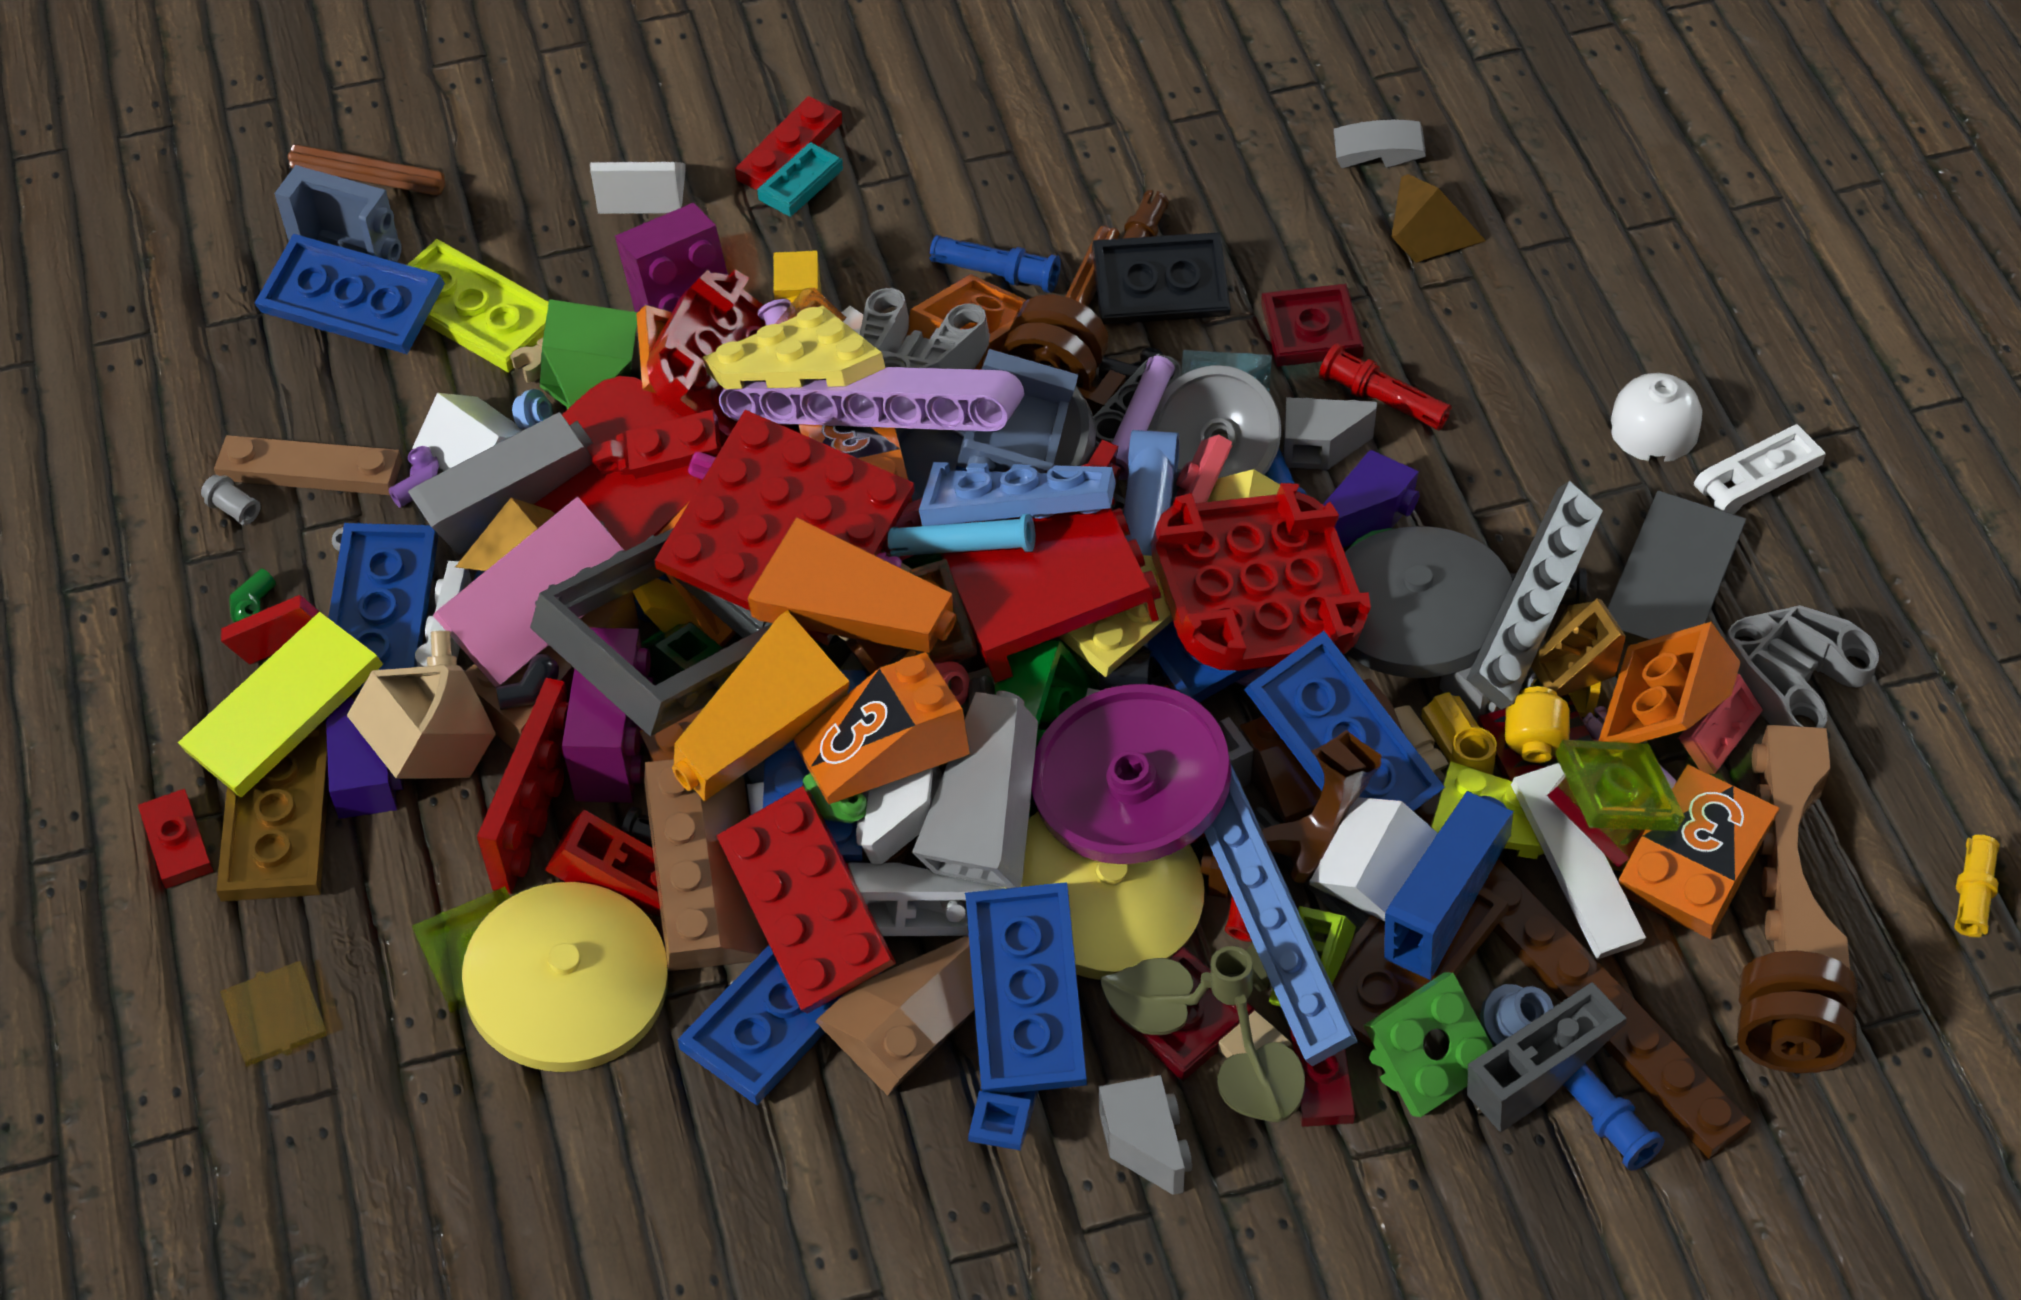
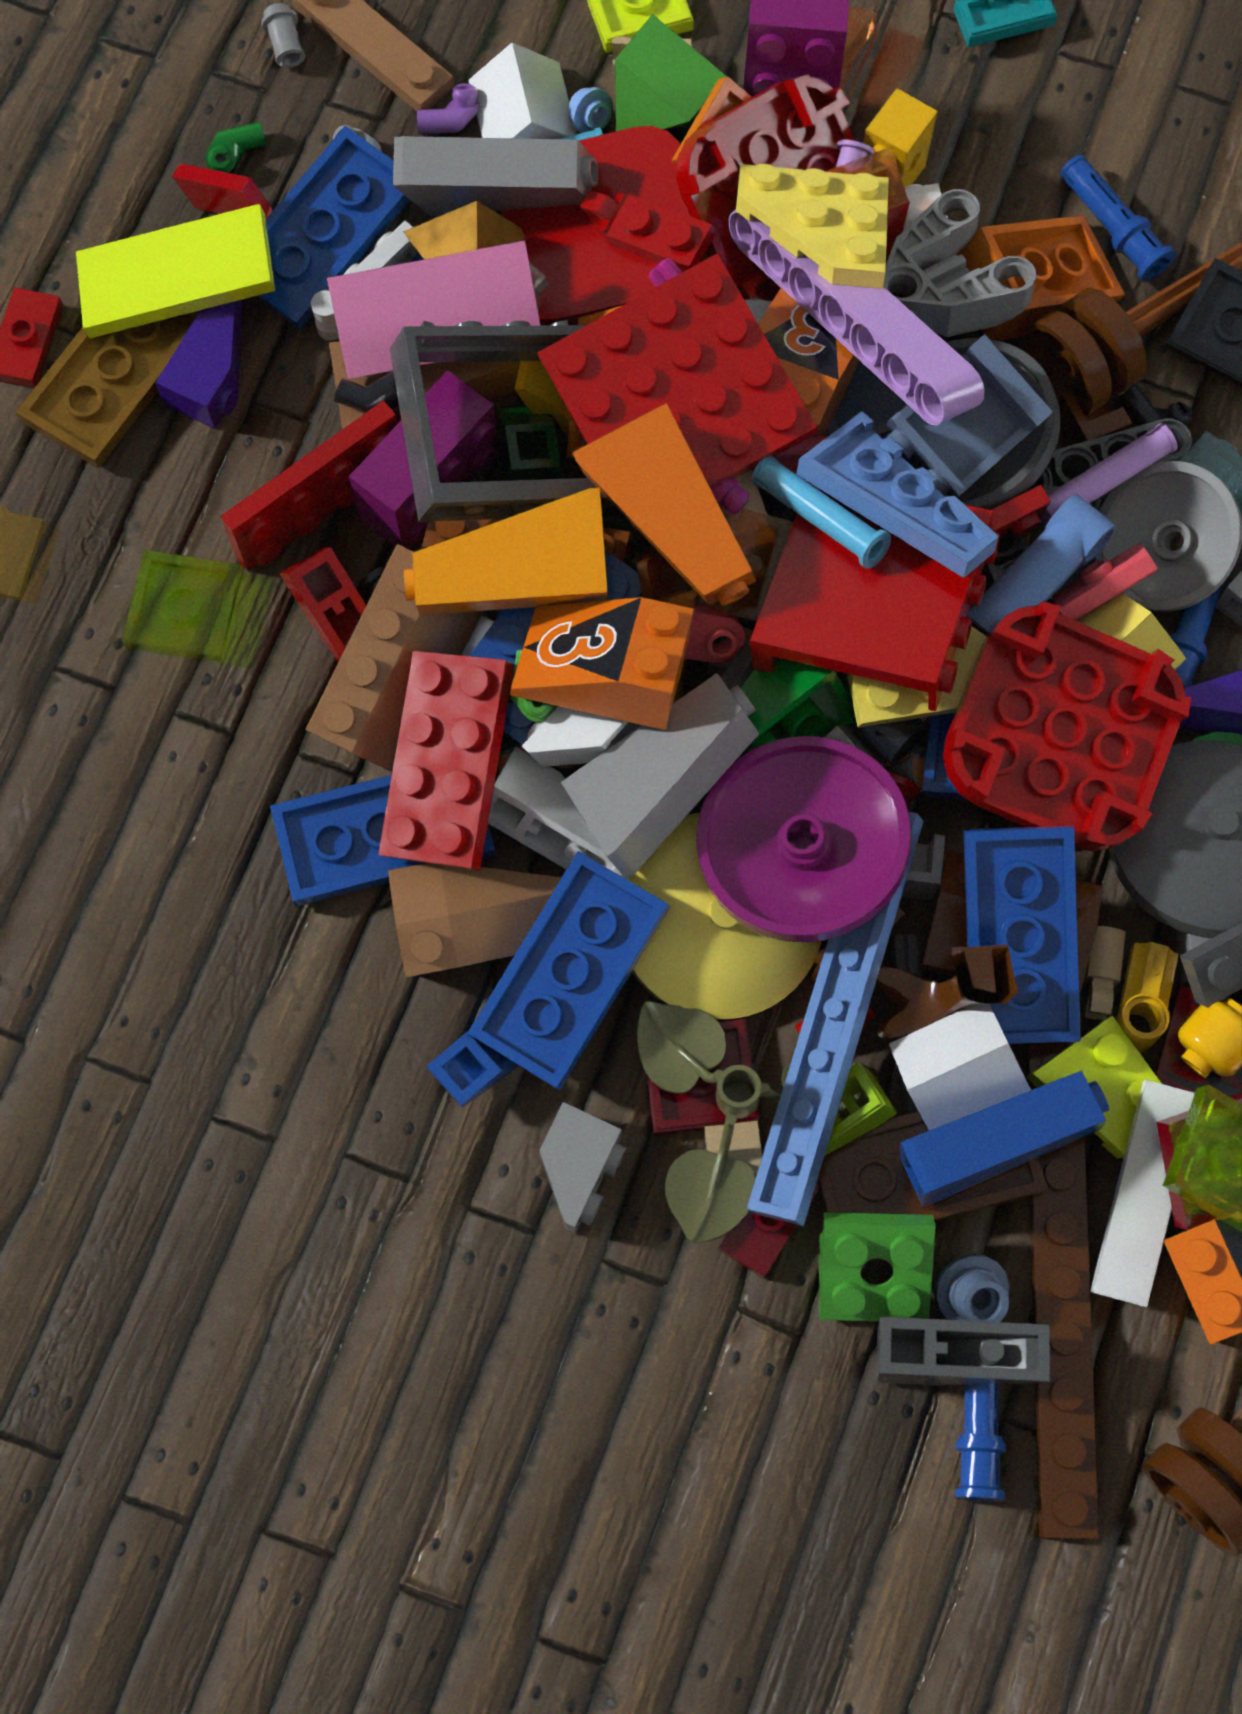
camera: 35 degrees right, 20 degrees up
(424, 717) = (270, 366): tan piece -> none
(565, 976) = (227, 681): light yellow dish -> none

